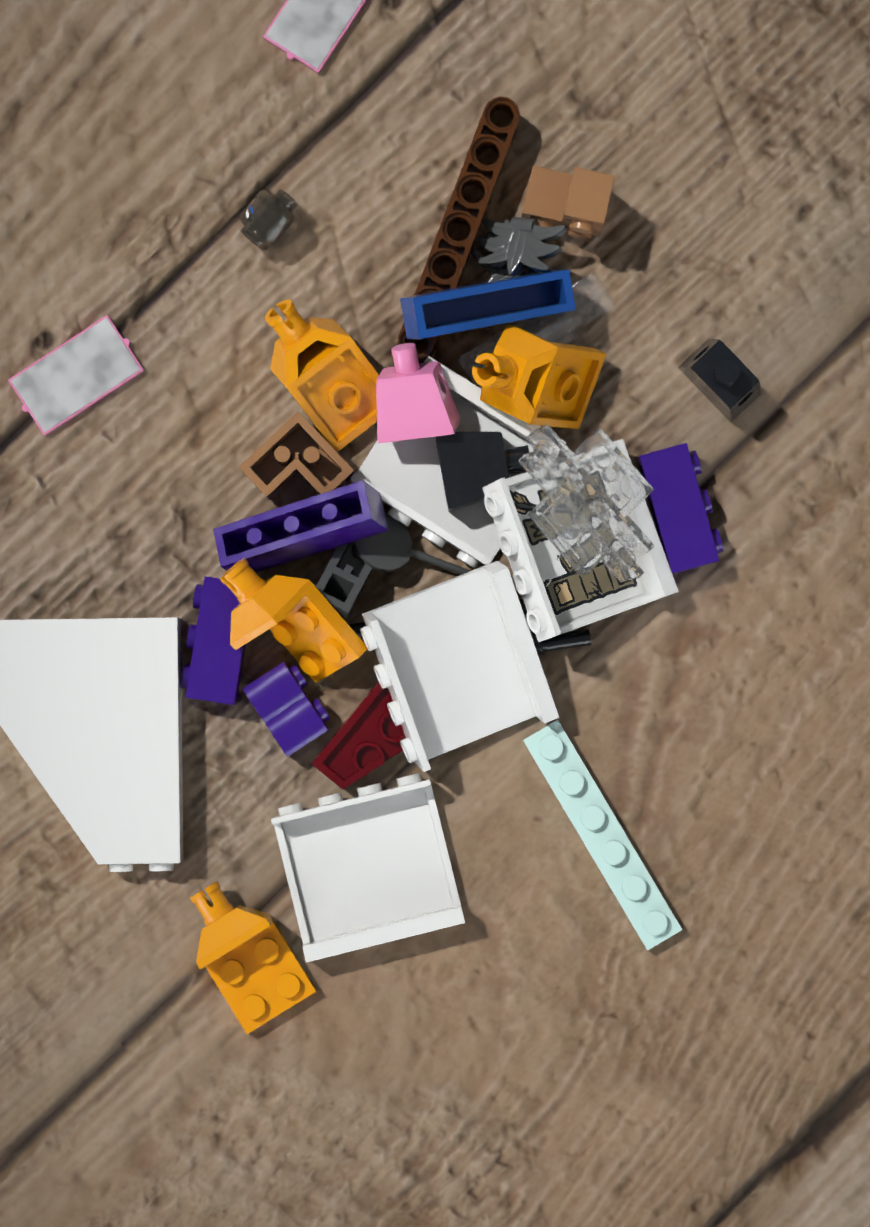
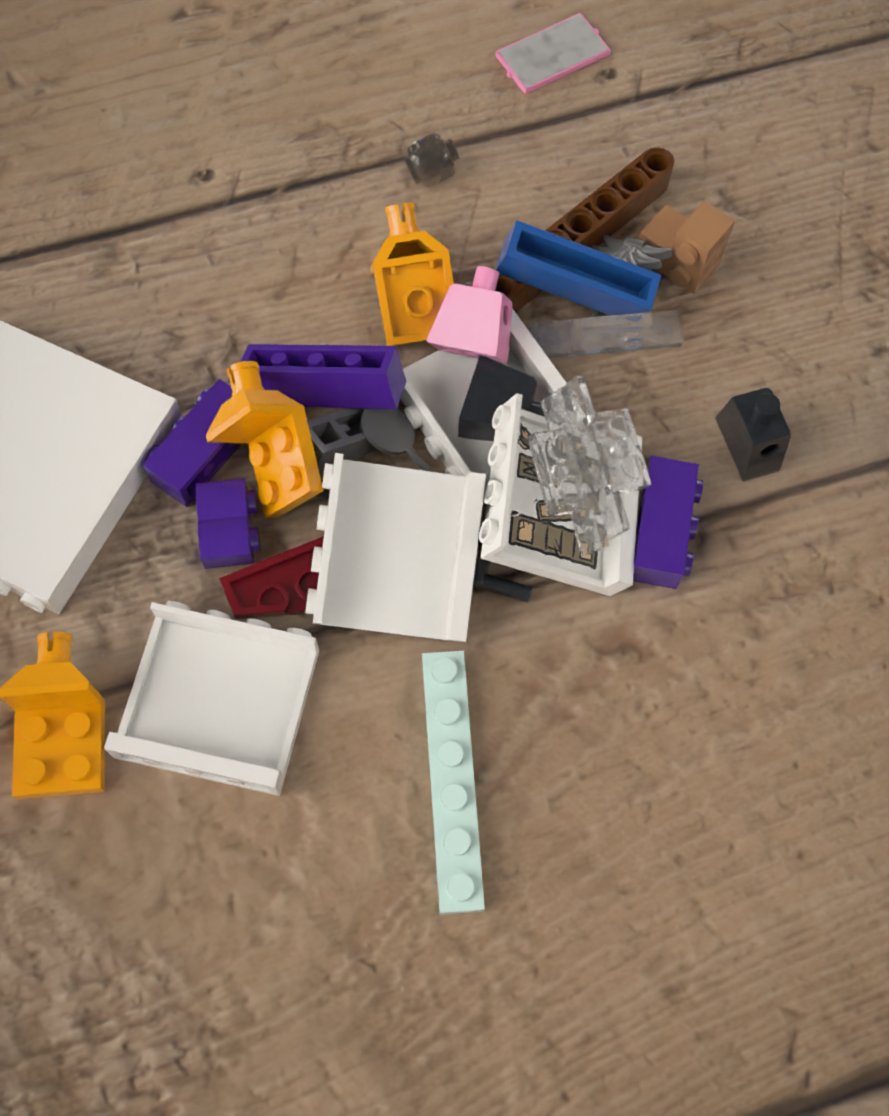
camera: 25 degrees right, 20 degrees down
(76, 375) = (213, 206): flat silver piece -> none
(296, 450) = (345, 319): medium nougat brick -> none
(538, 378) = (593, 342): light orange plate -> none

